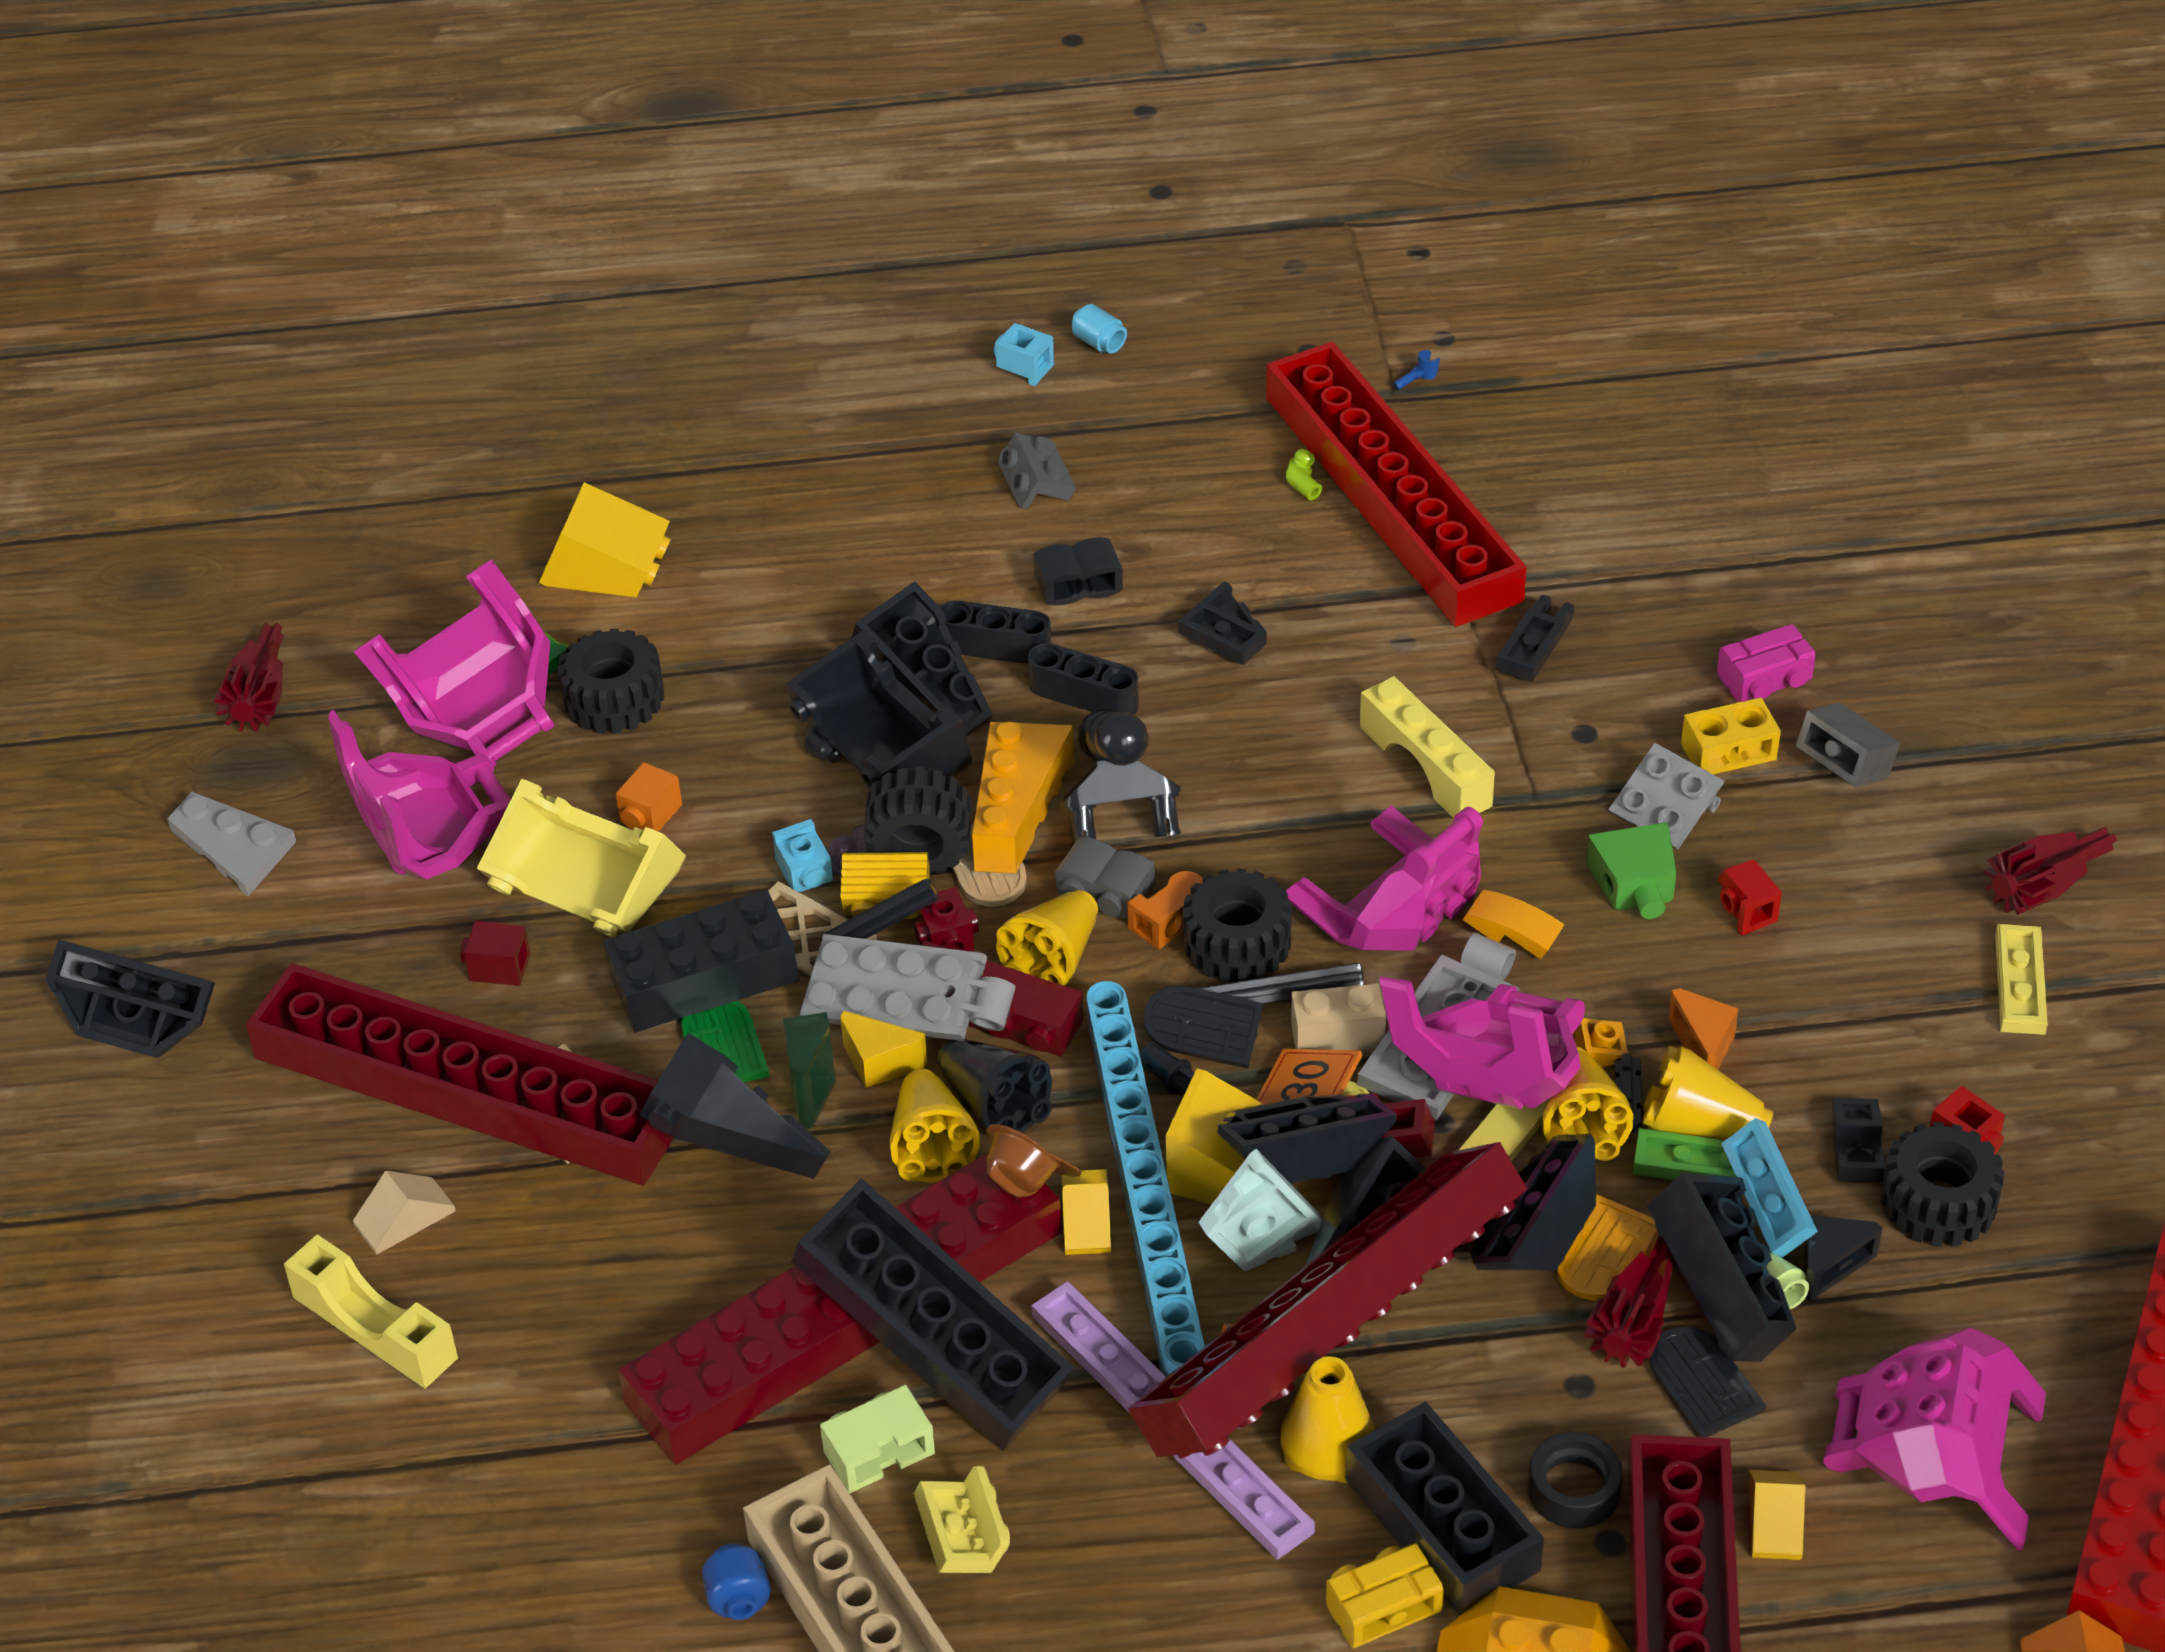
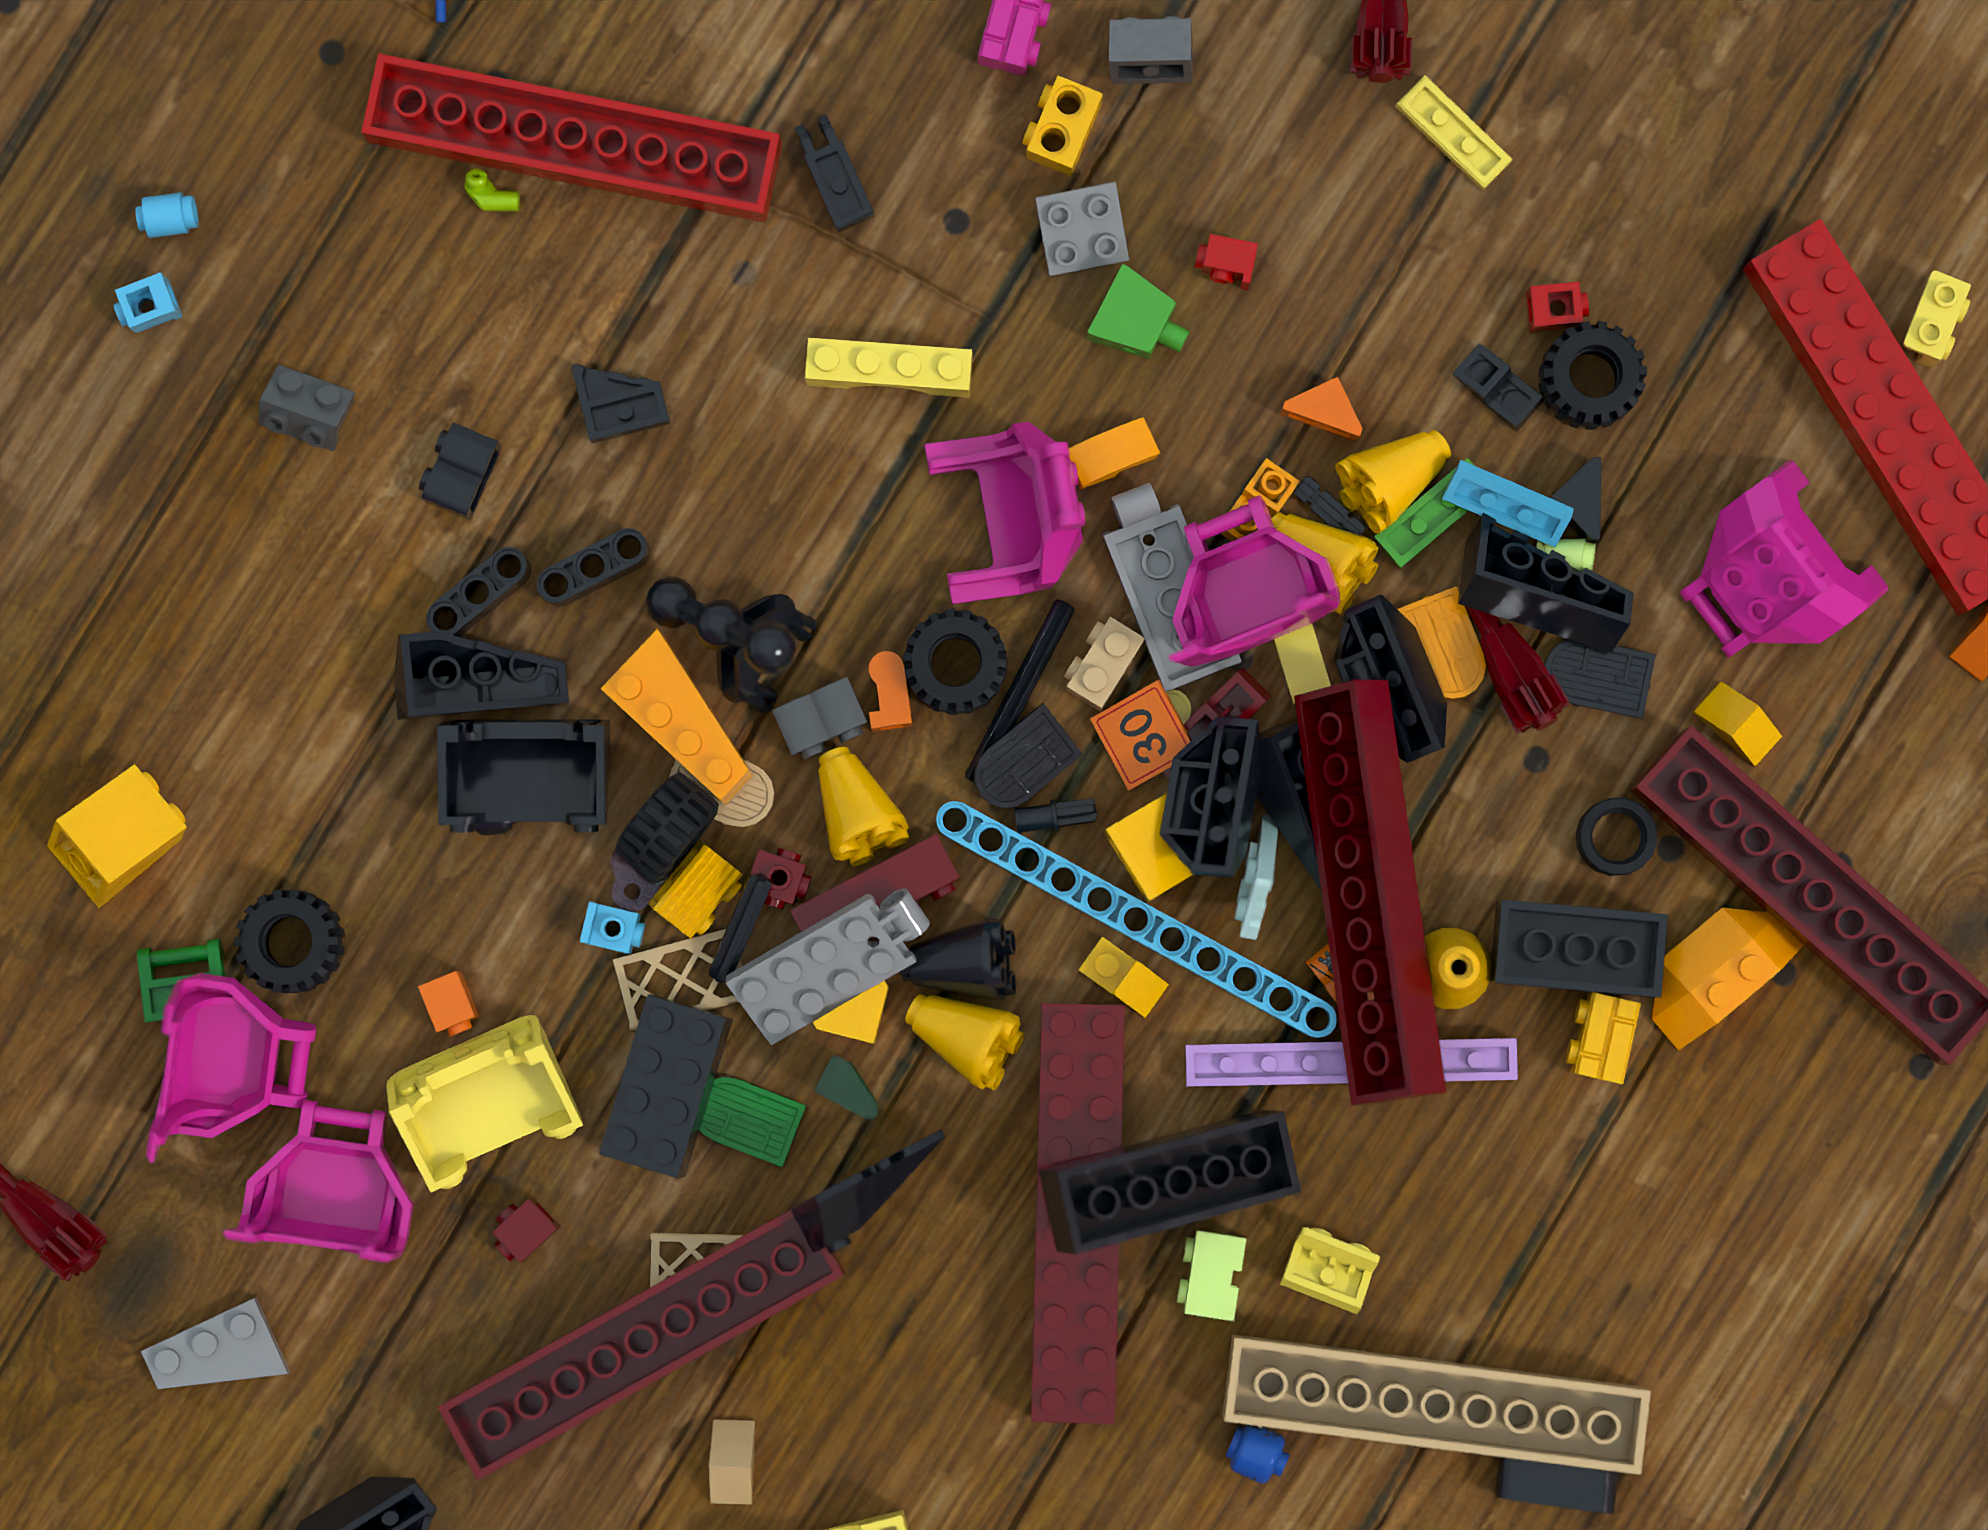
camera: 50 degrees left, 40 degrees up
(1021, 1163) = (1094, 1016): dark orange piece -> none

